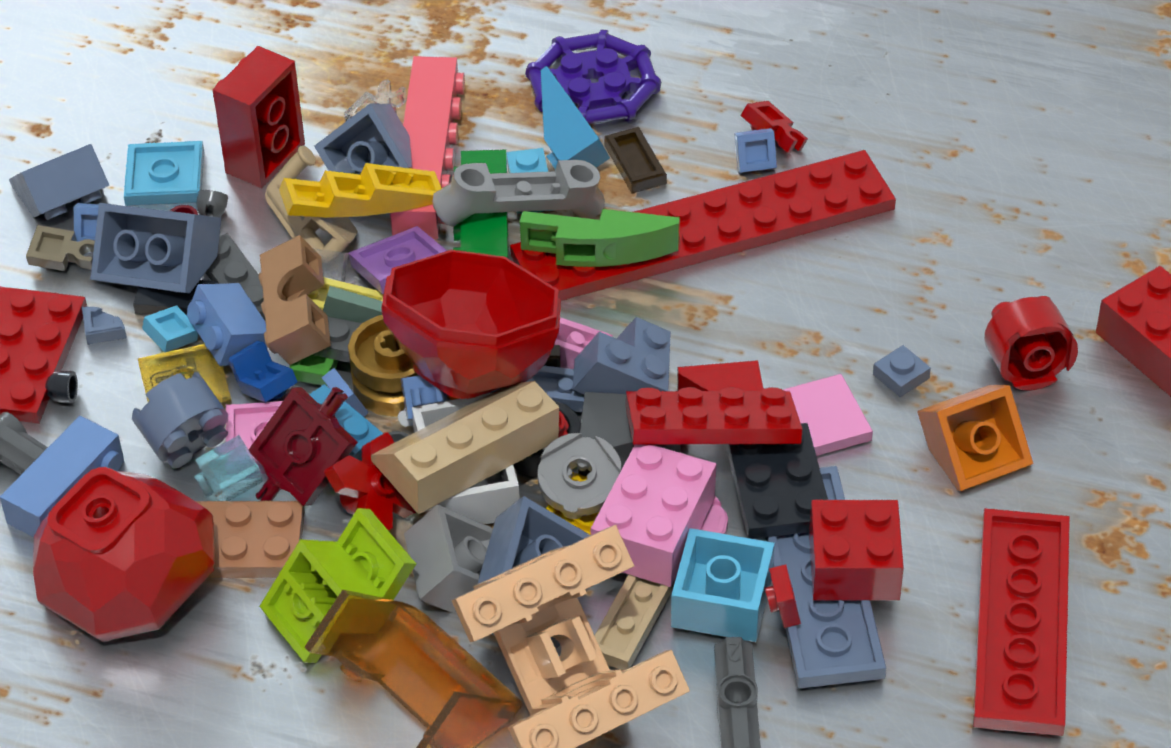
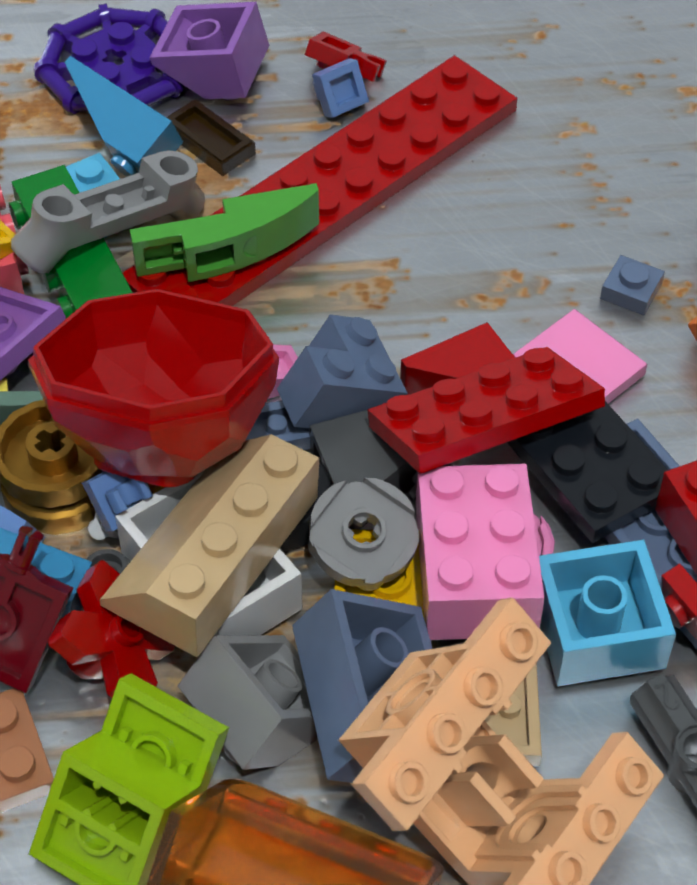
camera: 25 degrees left, 5 degrees up
(669, 90) = (213, 48): none -> medium lavender slope

